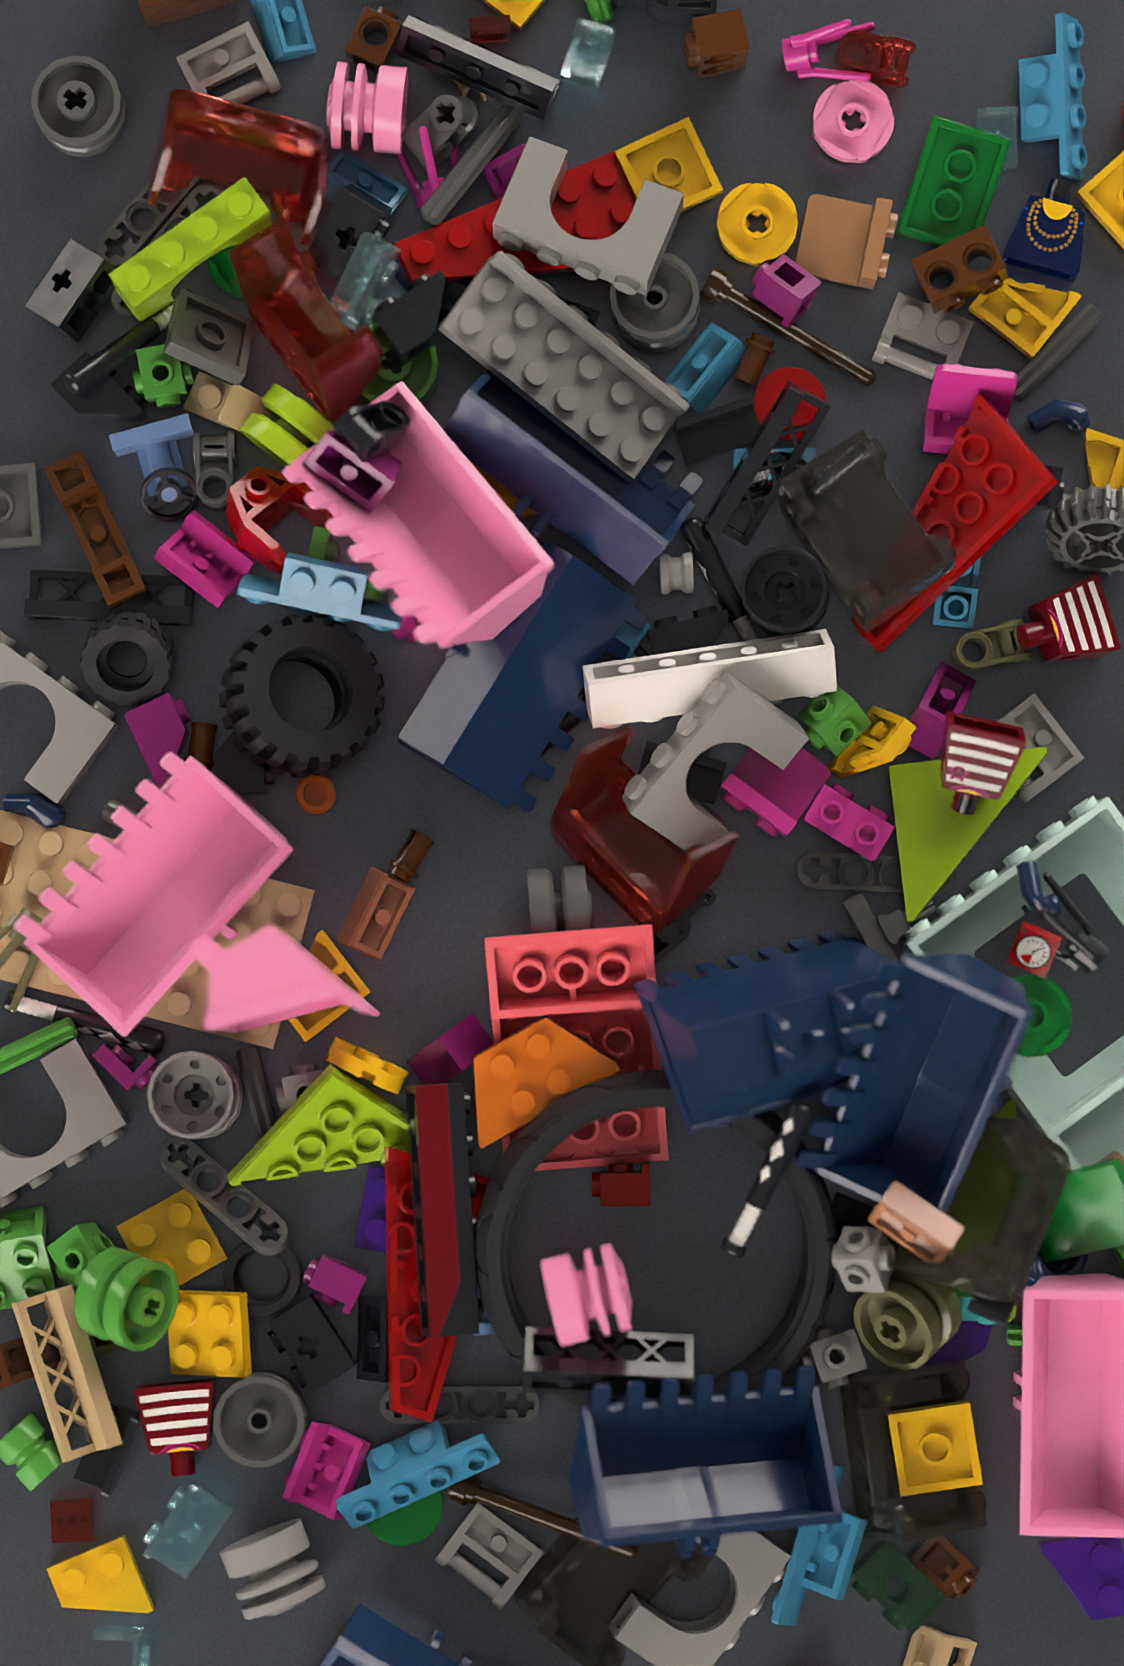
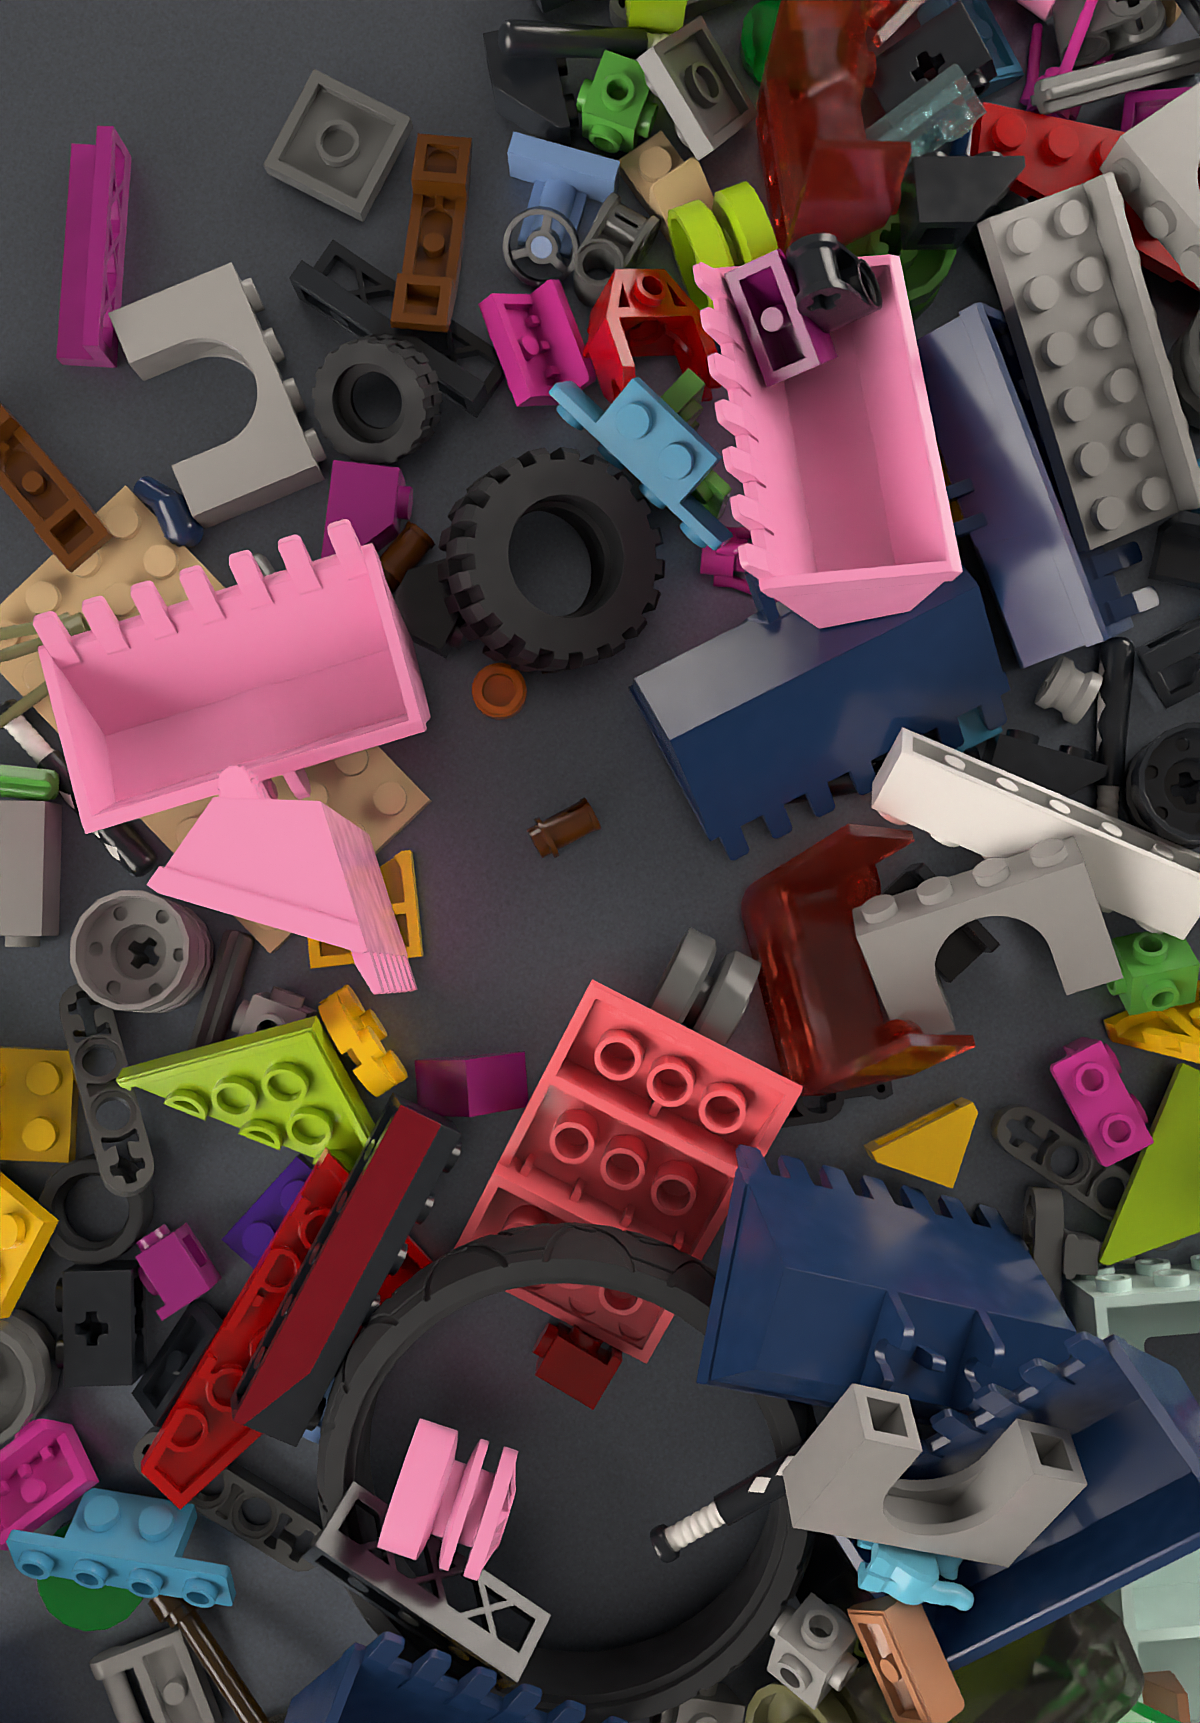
camera: 30 degrees right, 0 degrees up
(118, 1064) = (80, 864): magenta bracket -> none
(375, 913) = (483, 870): nougat slope -> none
(529, 1074) = (547, 1170): orange wing -> none
(763, 914) = (930, 1144): none -> yellow slope
(772, 793) = (1030, 1007): dark pink bracket -> none
(884, 1162) = (913, 1576): none -> medium azure animal
(901, 1113) = (989, 1513): none -> light grey arch

